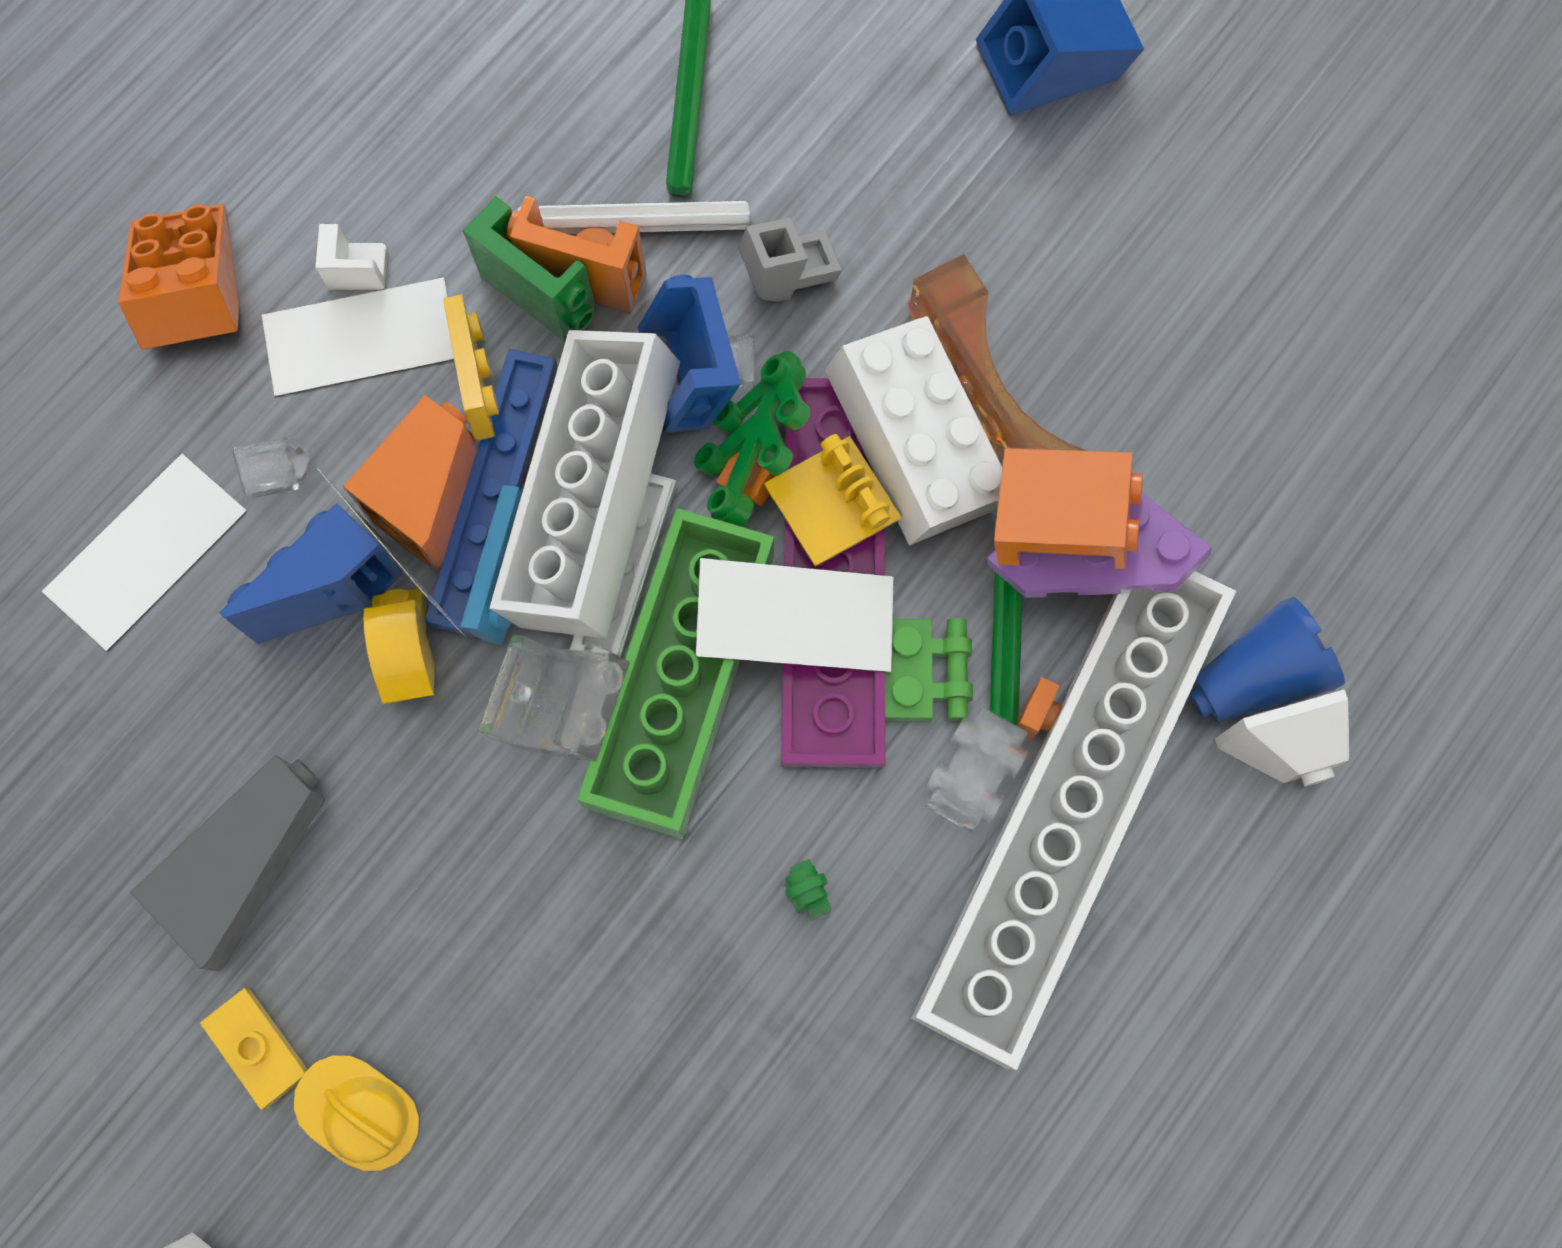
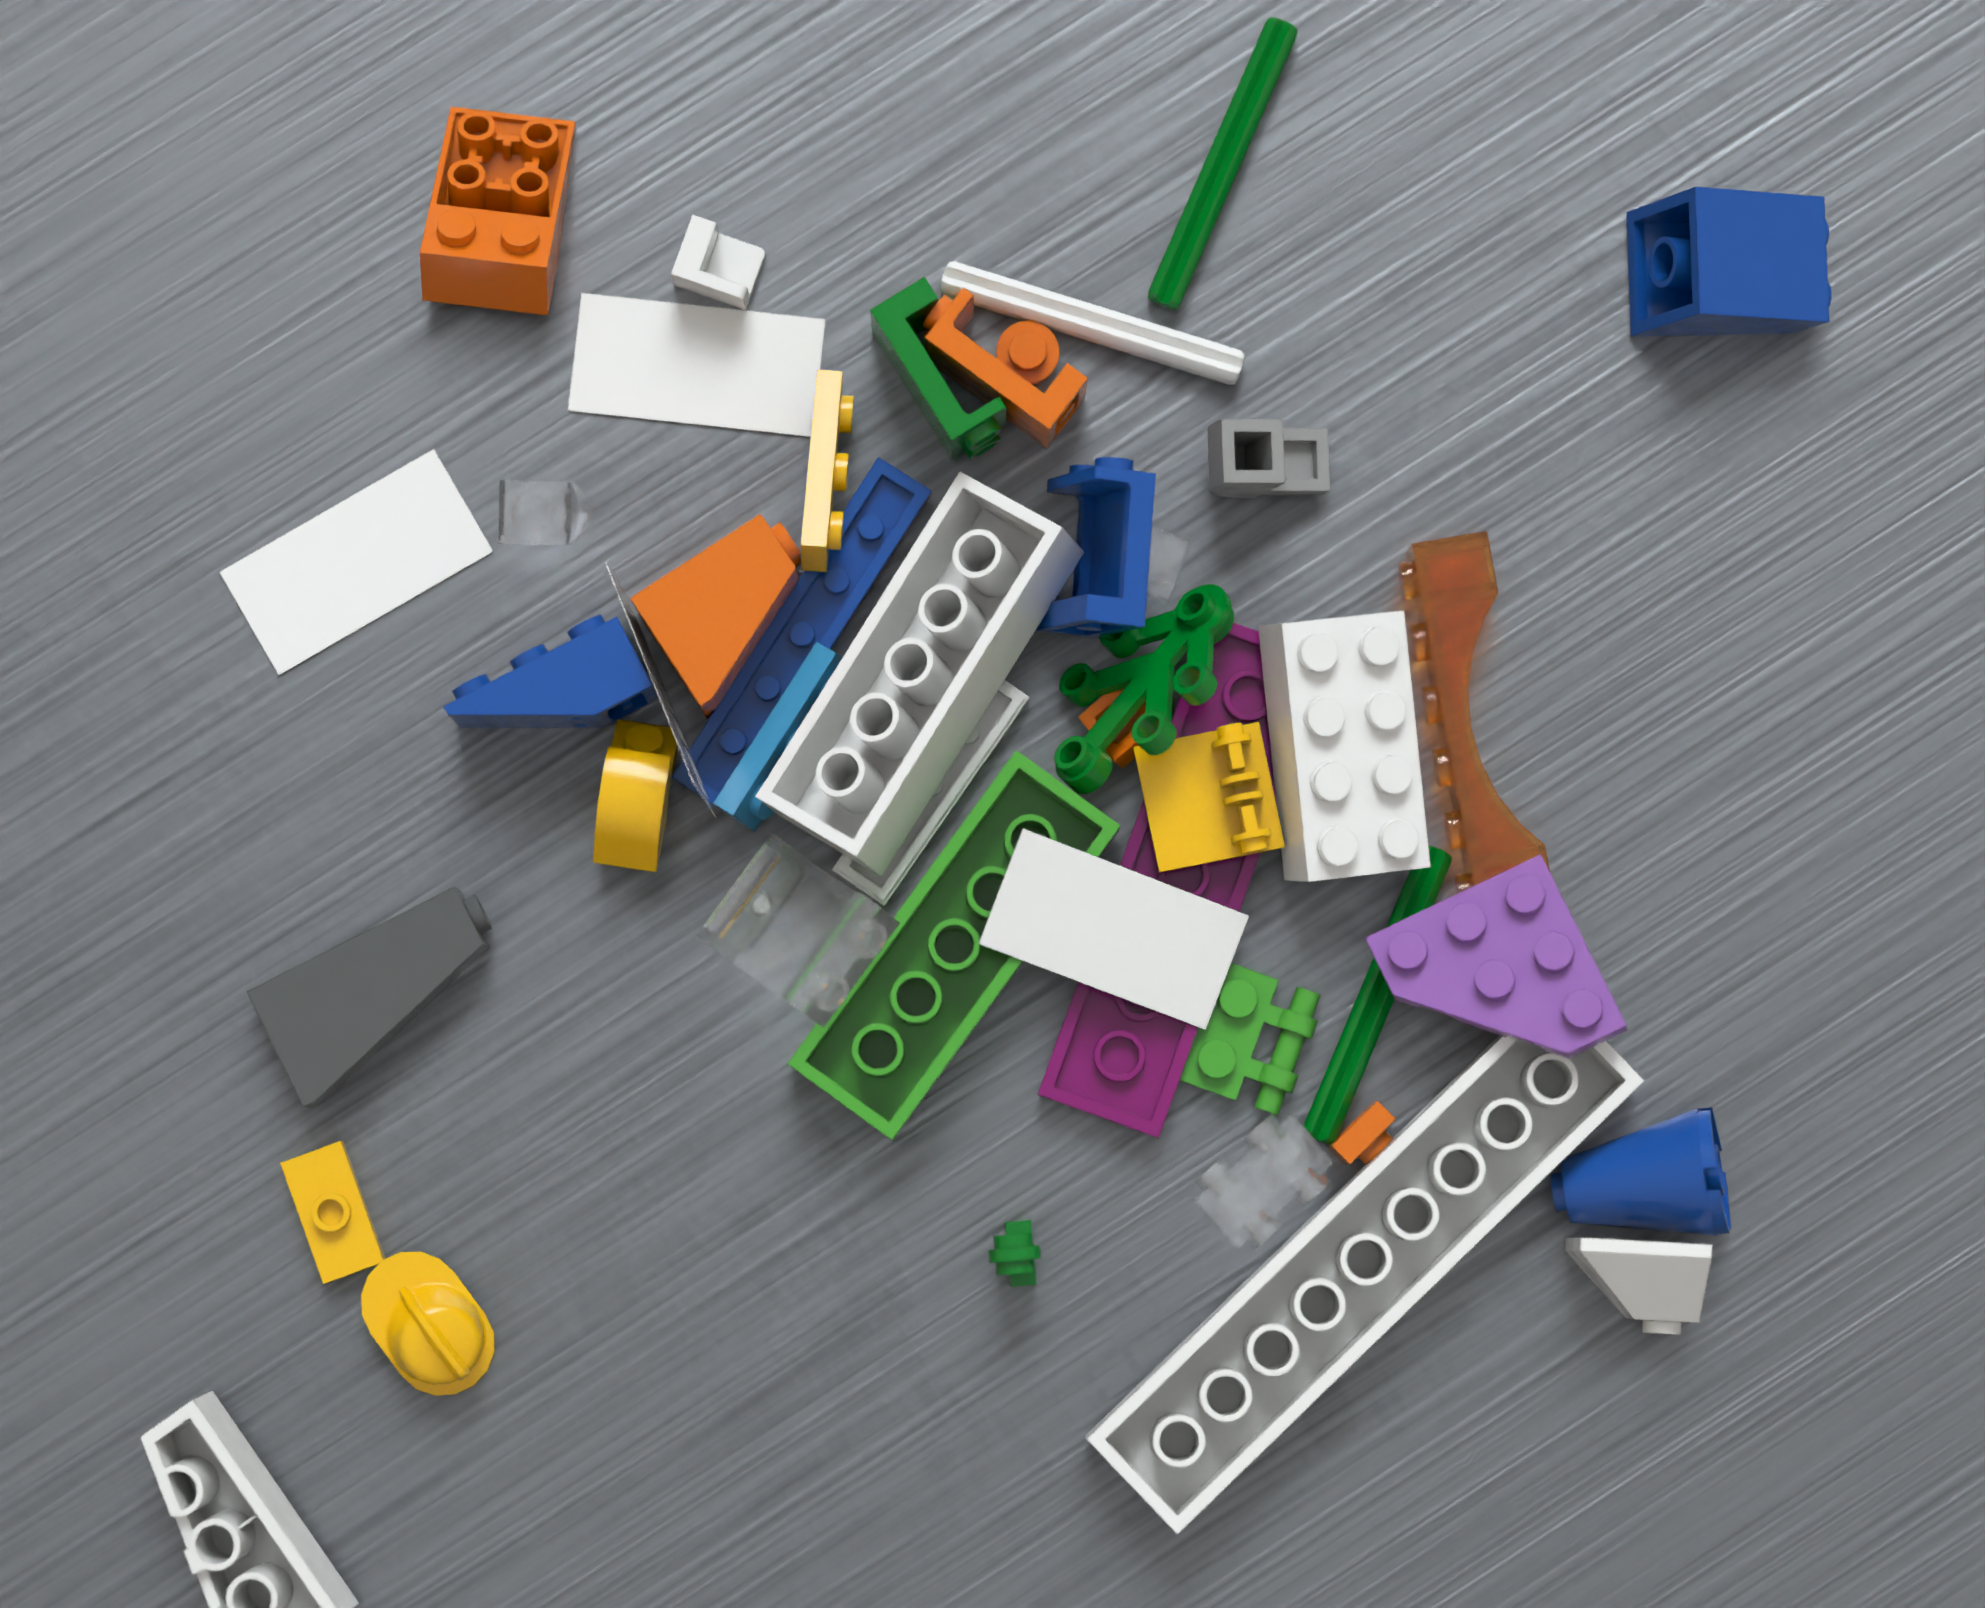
camera: 15 degrees right, 10 degrees up
(1067, 504) = (1474, 919): orange panel -> none

